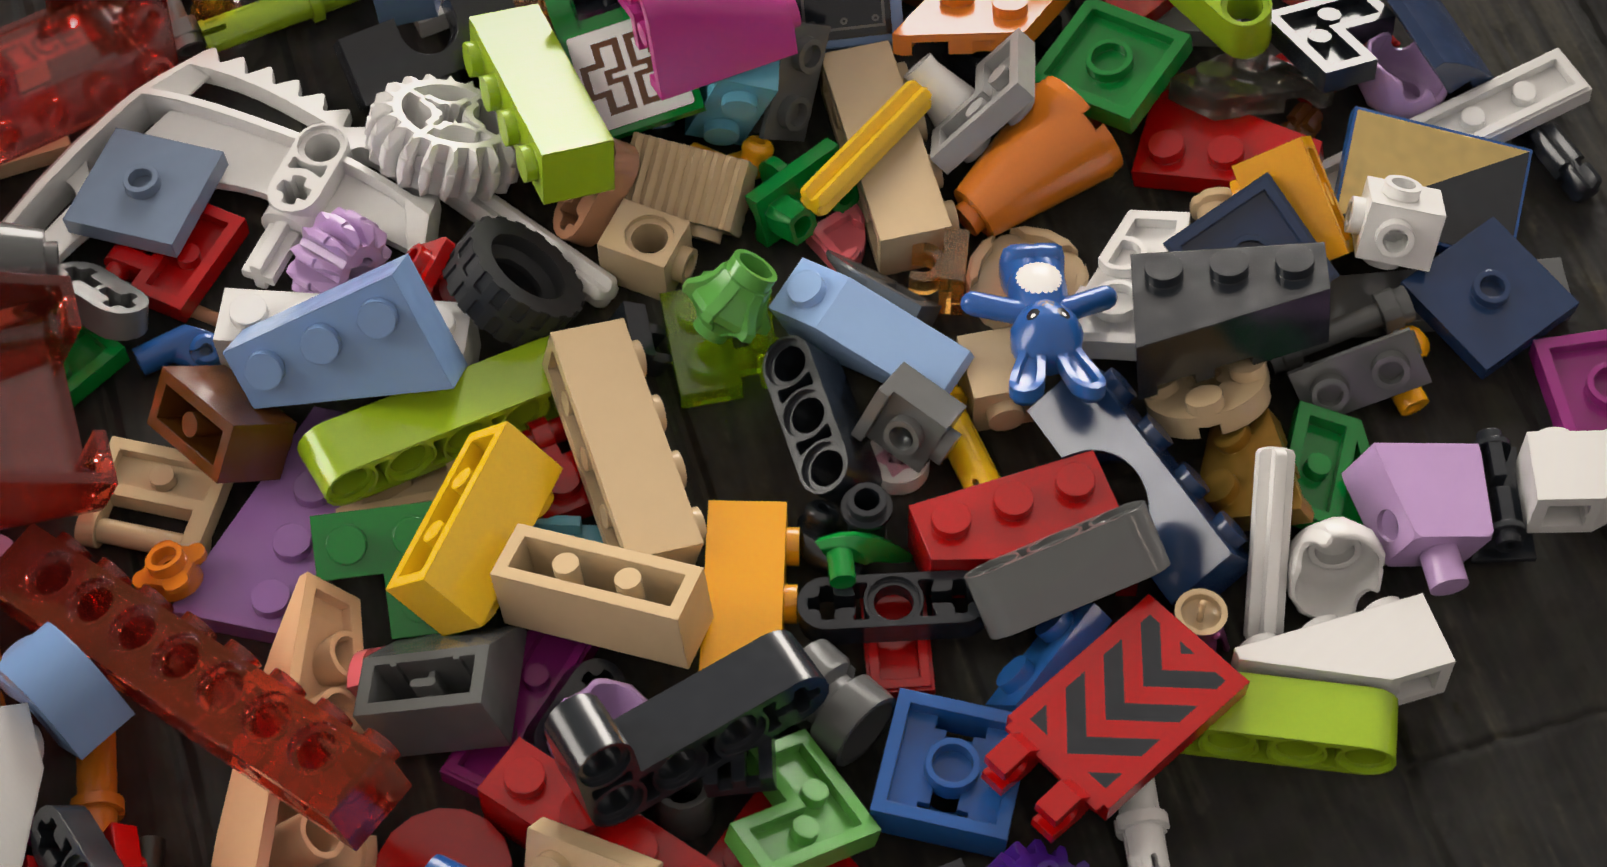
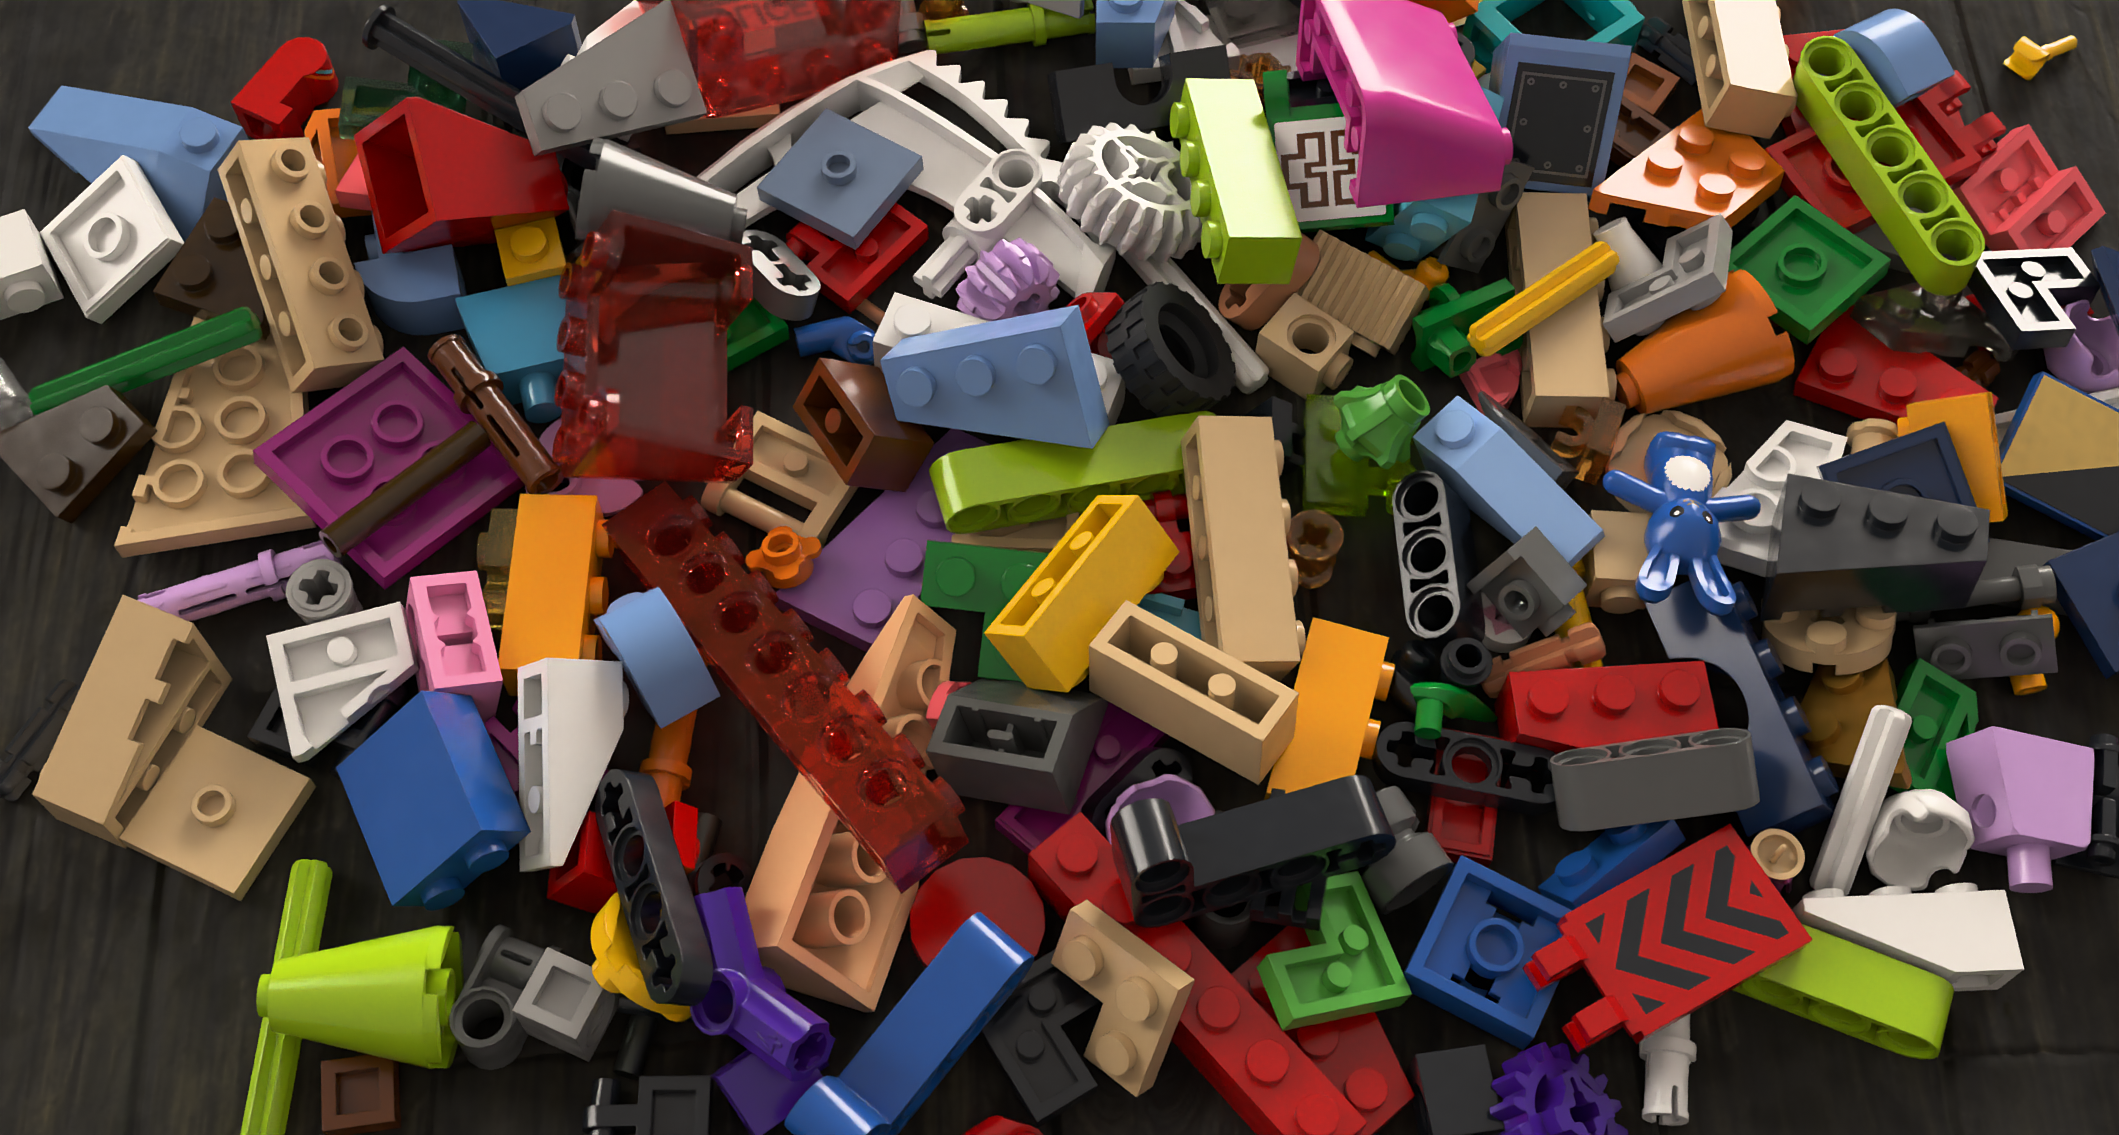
camera: 10 degrees right, 5 degrees up
(695, 432) = (1313, 545): none -> clear orange bush
(975, 463) = (1582, 644): none -> nougat axle
(1396, 223) = (2059, 501): white brick -> none

